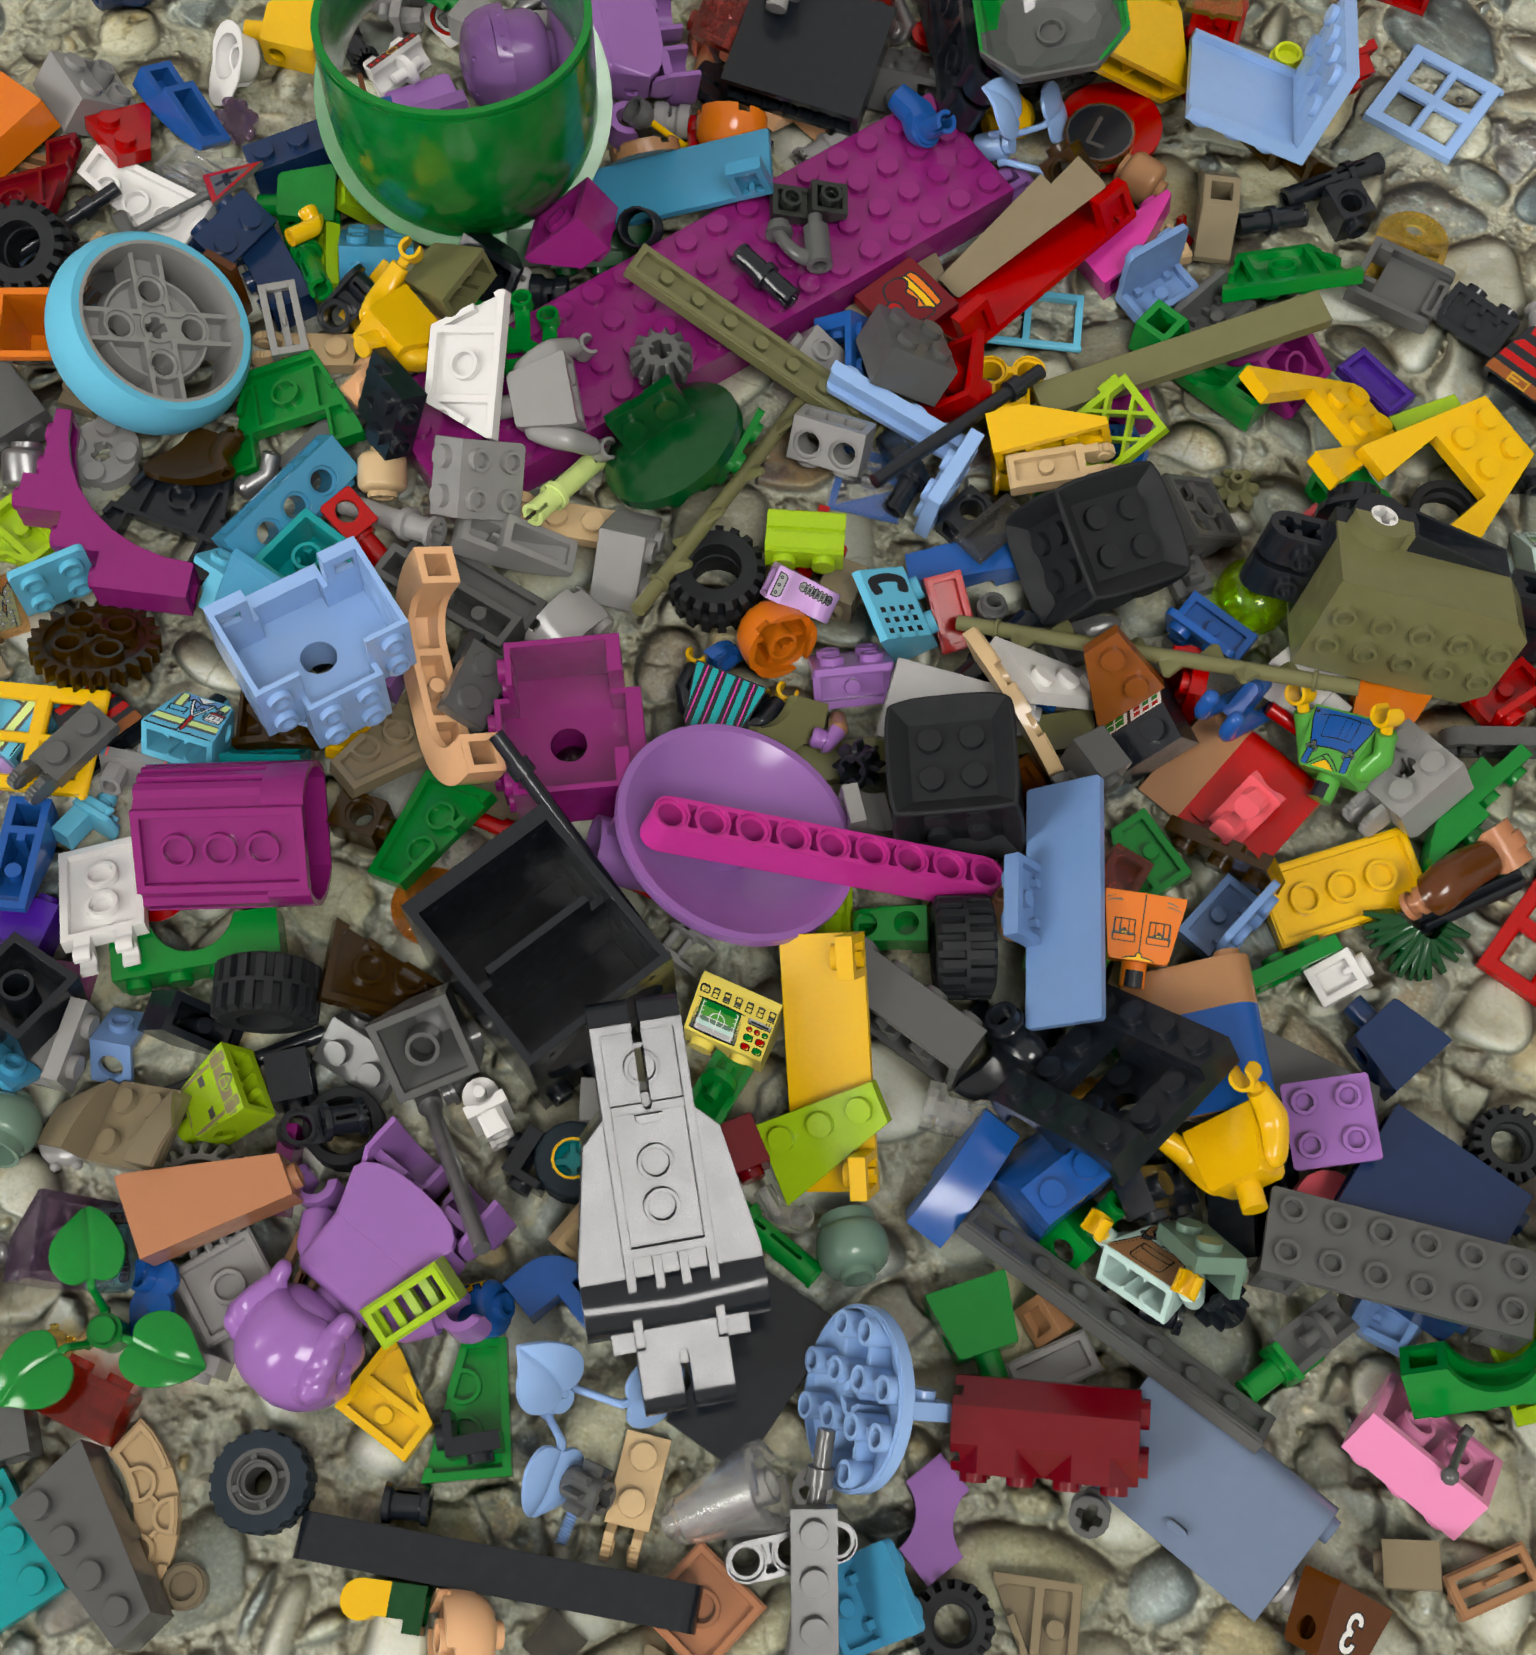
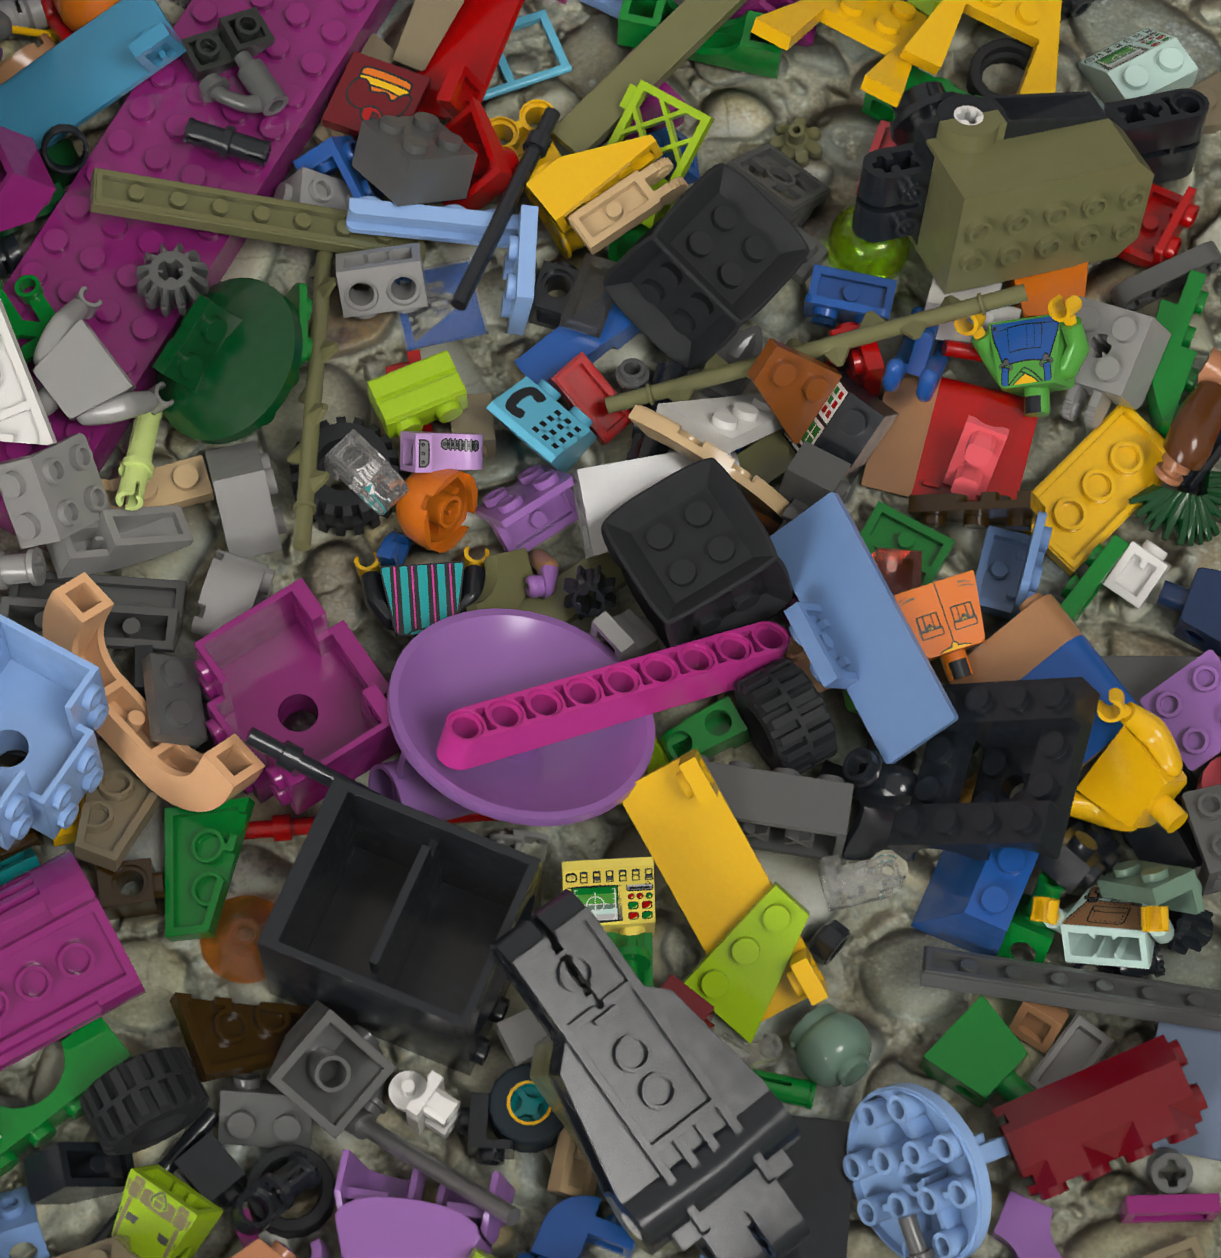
camera: 30 degrees left, 0 degrees up
(725, 578) = (365, 472): none -> clear leg
(900, 1154) = (828, 941): none -> black tile
(909, 482) = (454, 262): black arm -> none
(961, 1178) = (898, 933): blue slope -> none
(1073, 1546) = (1169, 1208): none -> magenta tile

